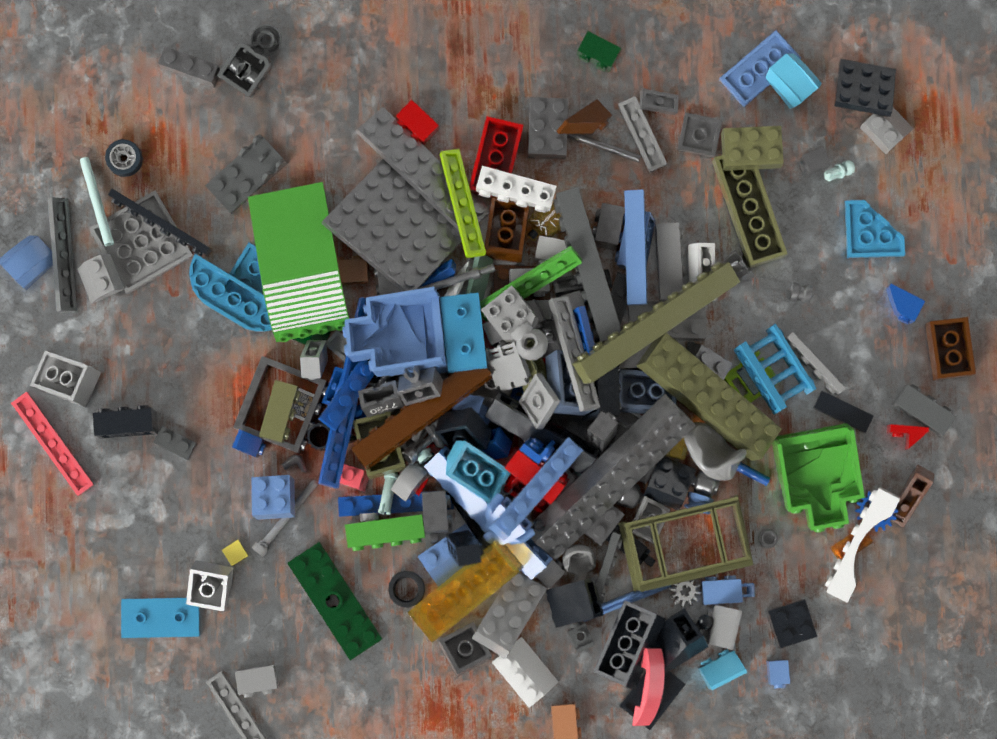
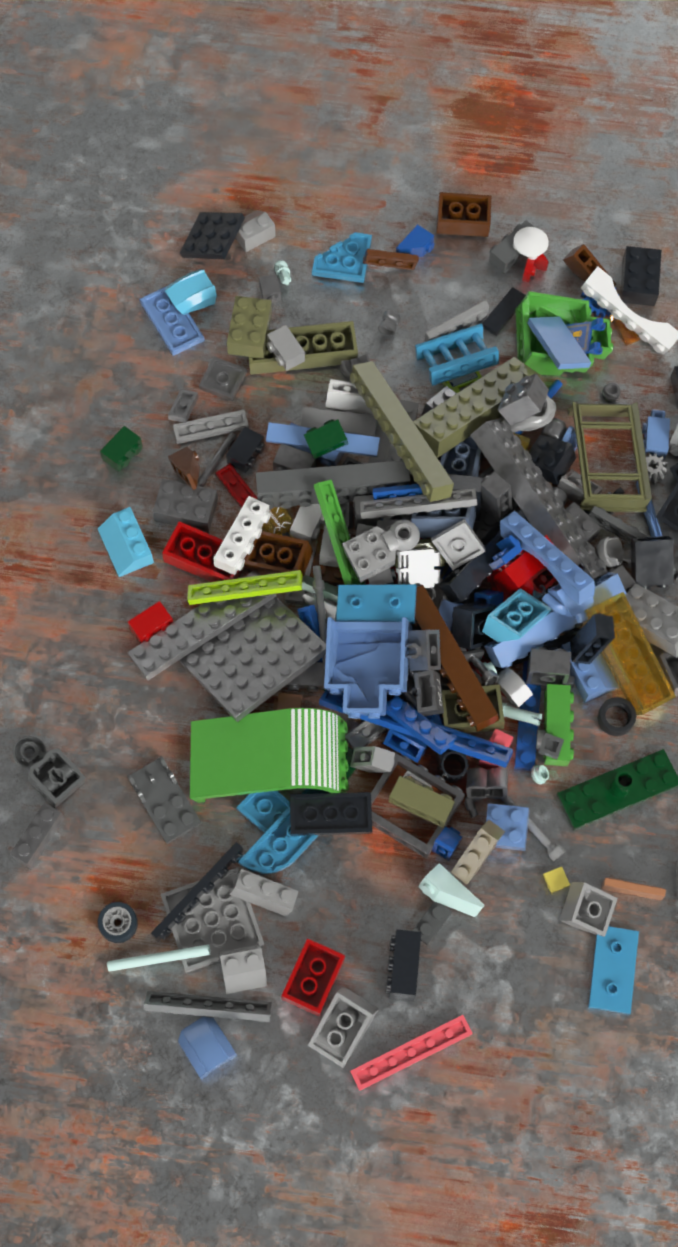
camera: 80 degrees left, 15 degrees down
(101, 343) = (313, 977): none -> red brick
(170, 283) = (264, 892): none -> light grey brick
(204, 450) = (447, 890): none -> light aqua slope
(237, 626) = (633, 888): none -> nougat tile
(240, 472) = (477, 851): none -> dark tan brick
(252, 330) = (331, 814): none -> black plate
(309, 469) = (487, 783): none -> flat silver brick
(334, 522) = (539, 774): none -> light aqua plate
(355, 526) = (551, 746): none -> dark grey plate
(498, 79) = (125, 542): none -> medium azure slope
(582, 173) = (234, 484): none -> red tile
(622, 174) = (246, 449): none -> black brick
(631, 249) = (325, 438): none -> dark green brick
(714, 441) = (523, 399): none -> flat silver brick
(736, 189) = (285, 347): none -> light grey brick
(803, 472) = (559, 342): none -> medium blue tile
(816, 489) = (582, 333): none -> blue flag
(875, 279) = (390, 259): none -> reddish brown tile
(915, 551) = (640, 276): none -> black brick
(926, 425) = (530, 242): none -> white dish

